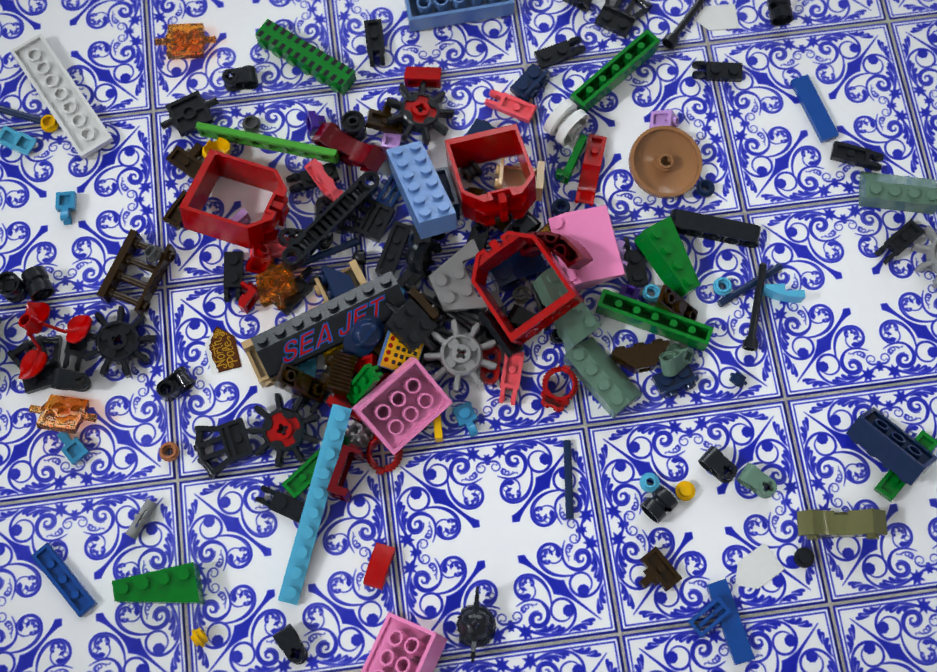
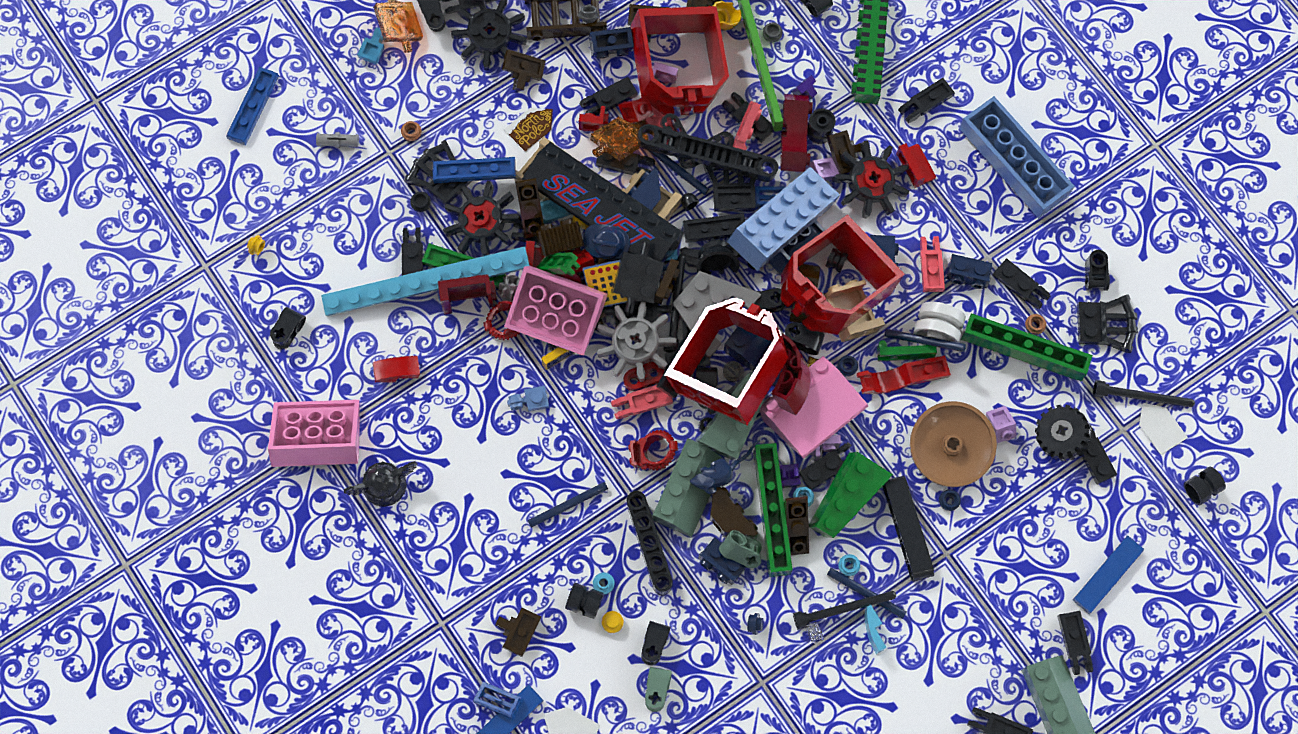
camera: 60 degrees right, 0 degrees up
(165, 586) = (288, 194): green wedge -> none
(168, 331) = (522, 68): none -> dark brown hinge
(176, 384) = (479, 104): black piece -> none
(187, 248) = (611, 42): none -> dark blue brick
(238, 414) = (474, 169): none -> blue tile
(238, 474) = (420, 201): none -> black plate
(464, 462) = (535, 399): none -> medium blue plate
(466, 416) = (580, 378): dark azure plate -> none
(570, 142) = (925, 340): none -> dark blue bar
(596, 54) = (1039, 320): none -> nougat plate
(608, 345) = (718, 474): none -> dark blue animal
(643, 426) = (654, 552): none -> black beam
(693, 90) = (1068, 442): none -> black wheel
(766, 338) = (814, 633): none -> clear bush

